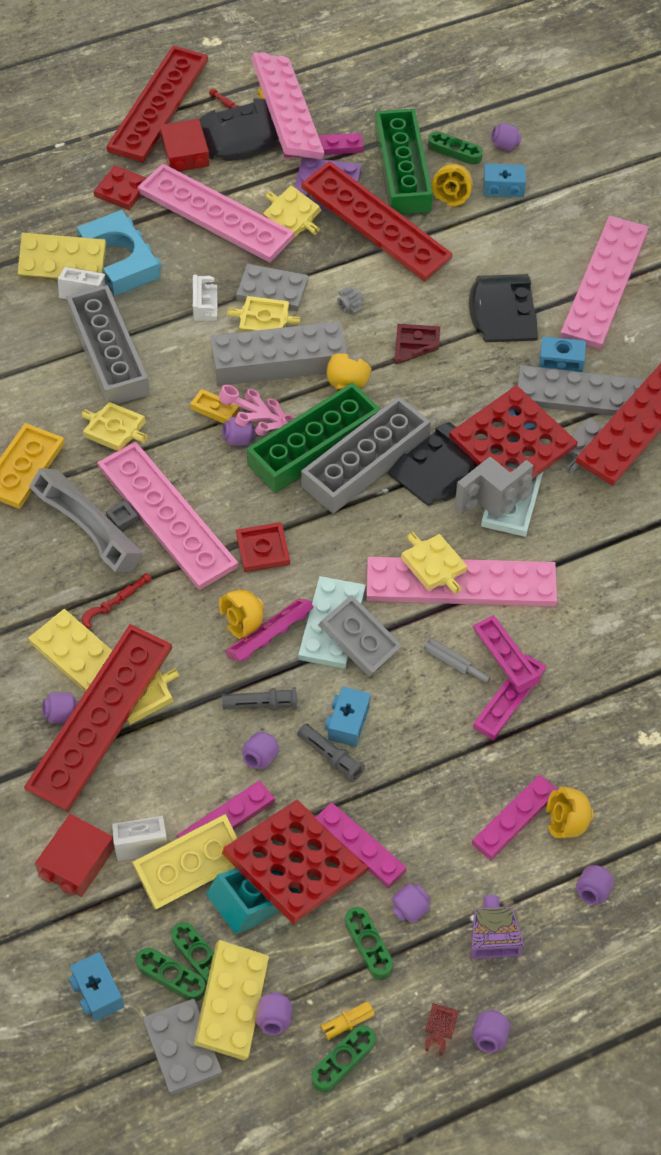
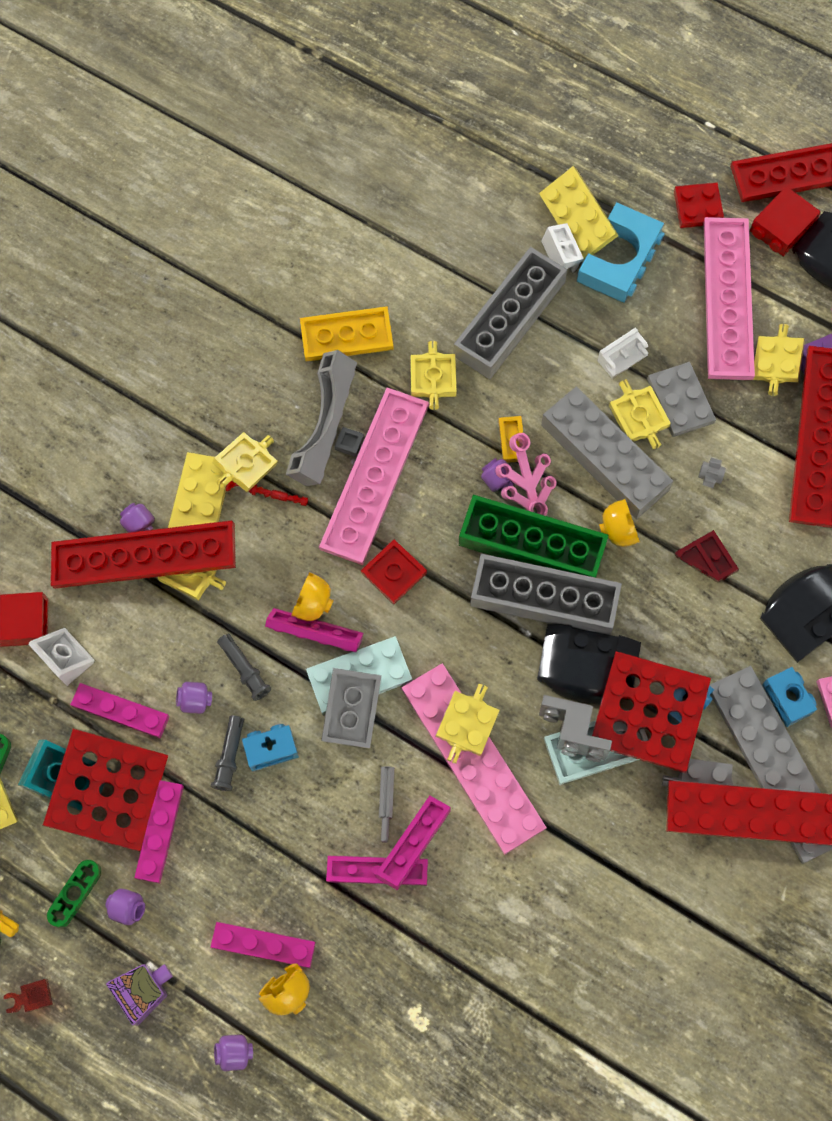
camera: 60 degrees right, 15 degrees up
(77, 596) = (245, 461): none -> light yellow plate
(185, 862) = (55, 706): light yellow plate -> none
(491, 1031) = (47, 1041): medium lavender head -> none

